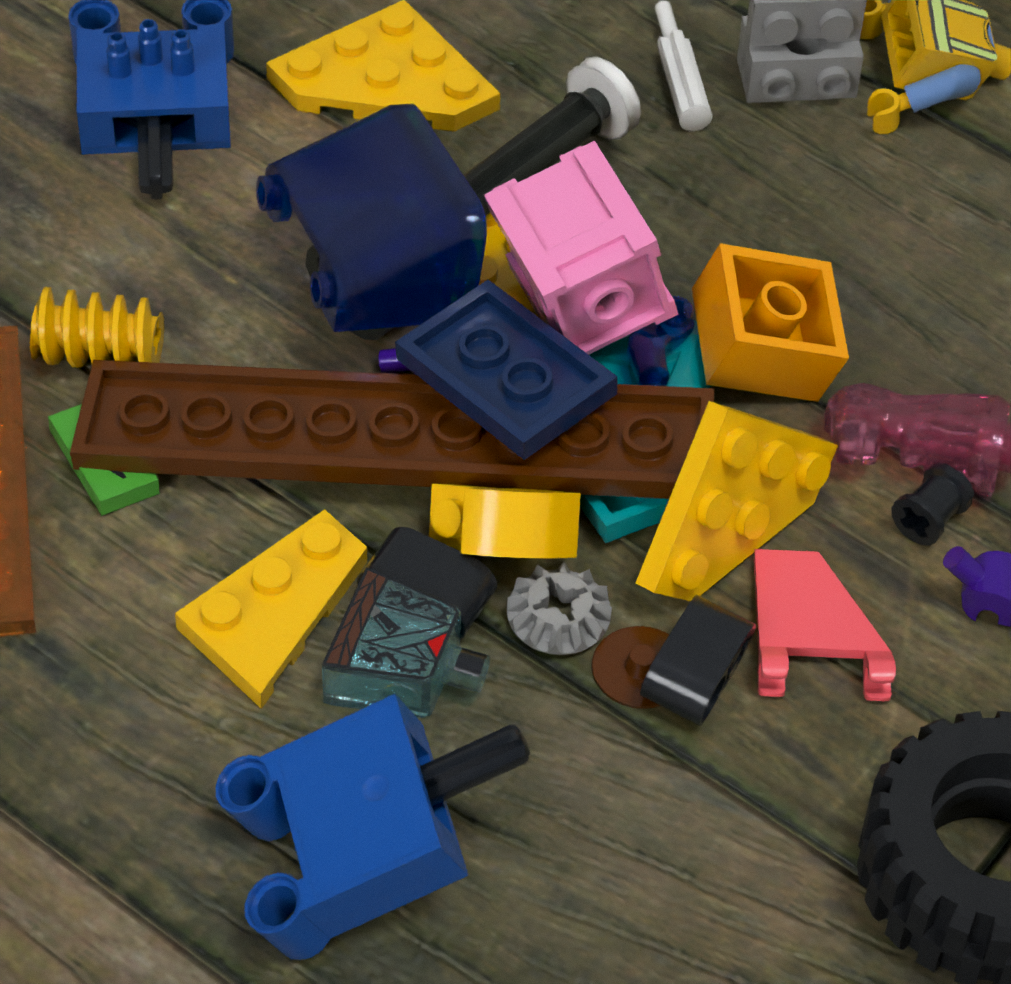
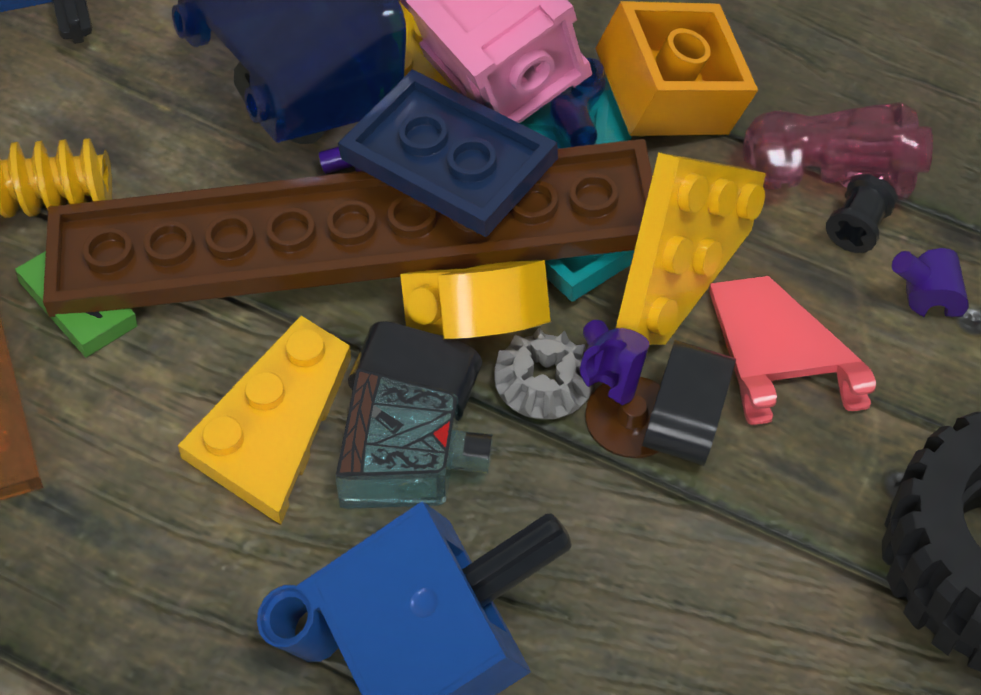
camera: 10 degrees left, 5 degrees up
(628, 603) = (613, 359): none -> dark purple piece

